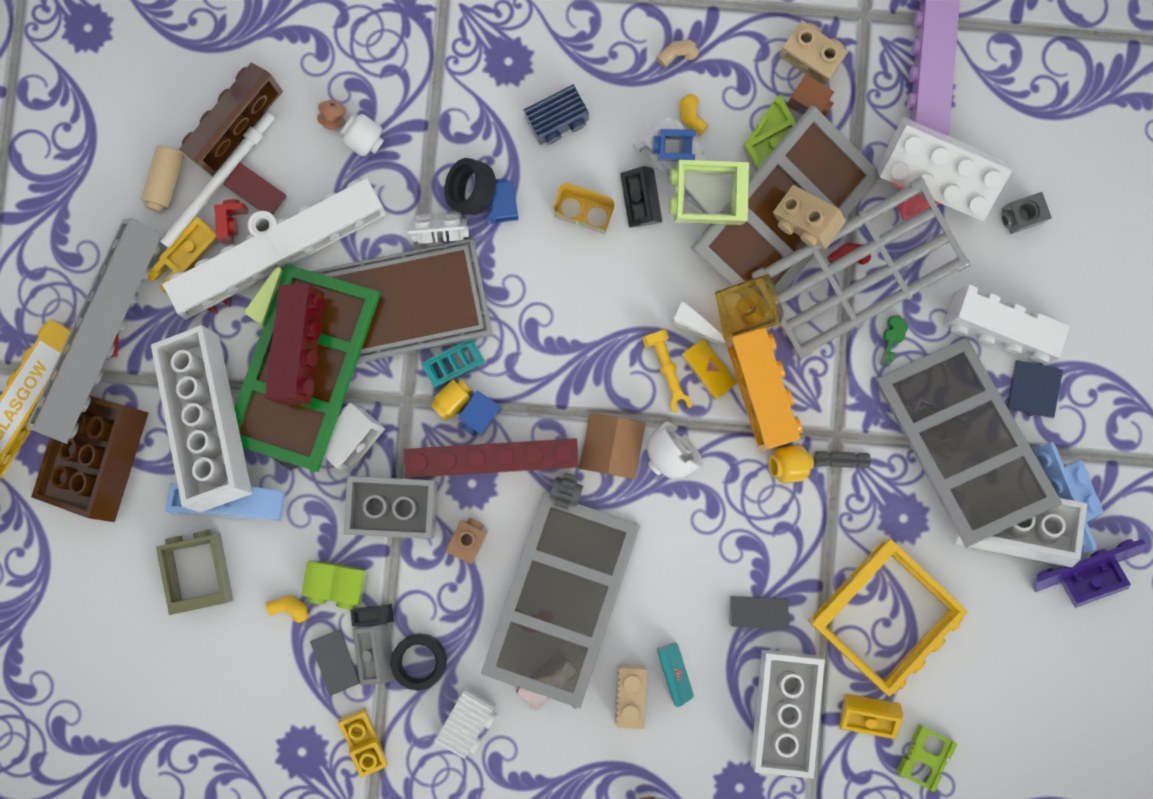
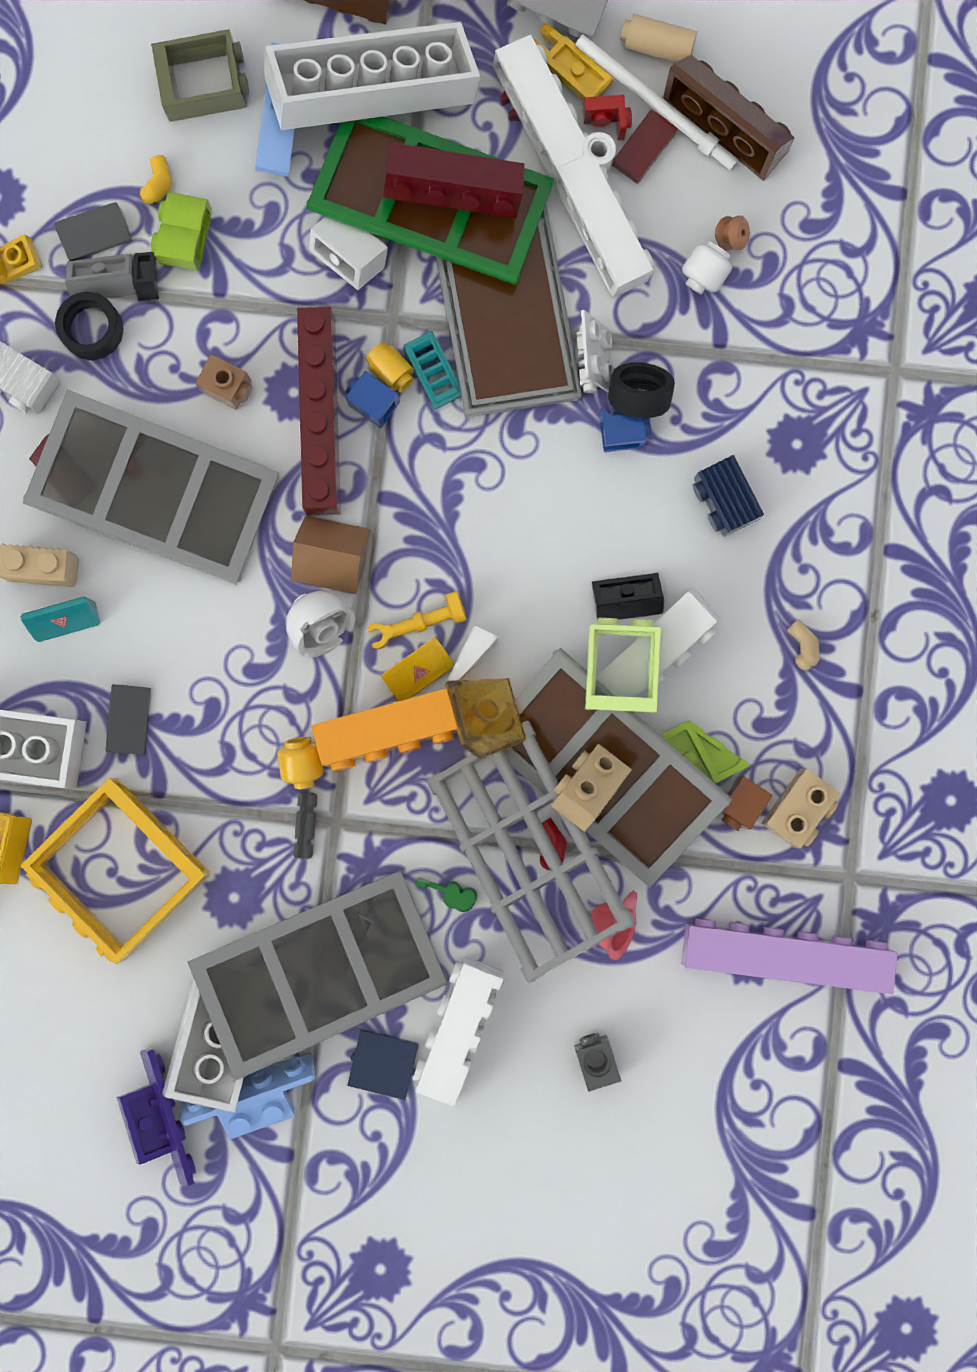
camera: 100 degrees right, 0 degrees up
(261, 303) = (507, 149): yellowish green slope -> none
(390, 507) = (264, 293): light grey brick -> none
(566, 491) = (277, 497): dark grey gear -> none
(582, 195) = (634, 505): yellow piece -> none
(673, 145) = (679, 624): blue window -> none
(689, 116) = (725, 656): yellow arm -> none
(951, 169) = (651, 960): white brick -> none

